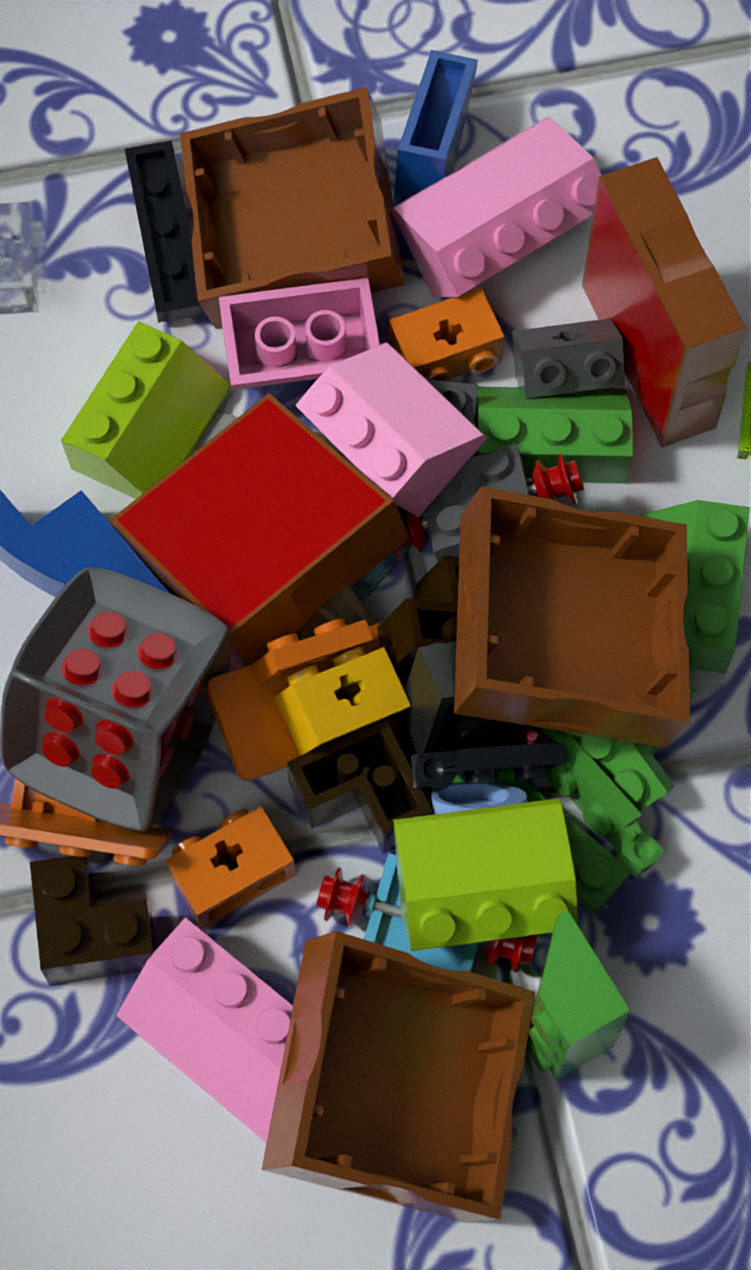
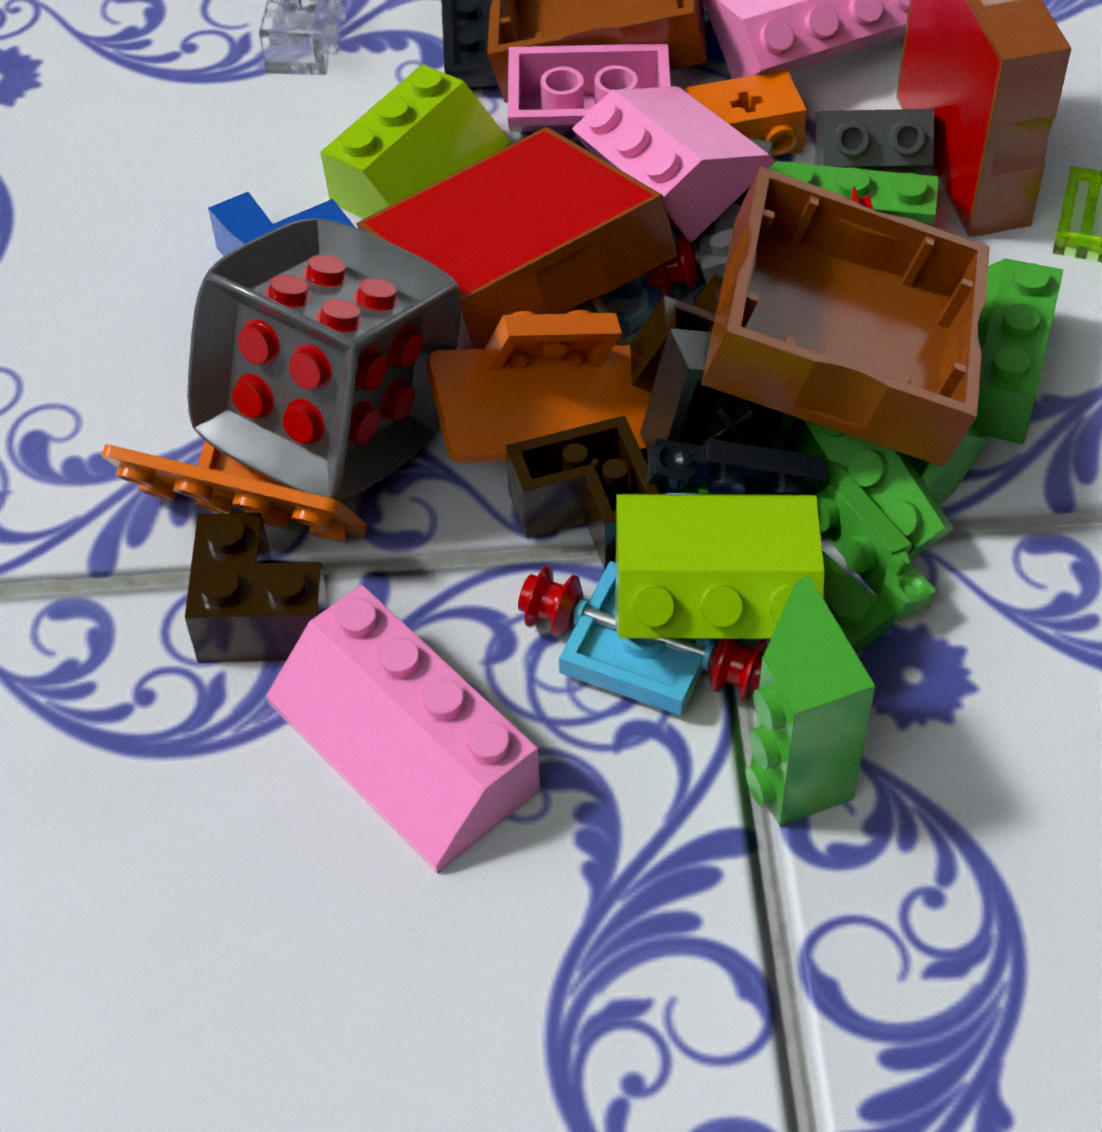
camera: 10 degrees right, 15 degrees down
(214, 890) = (428, 557): orange brick -> none
(369, 694) = (577, 388): yellow brick -> none
(399, 1079) = (583, 772): dark orange tile -> none

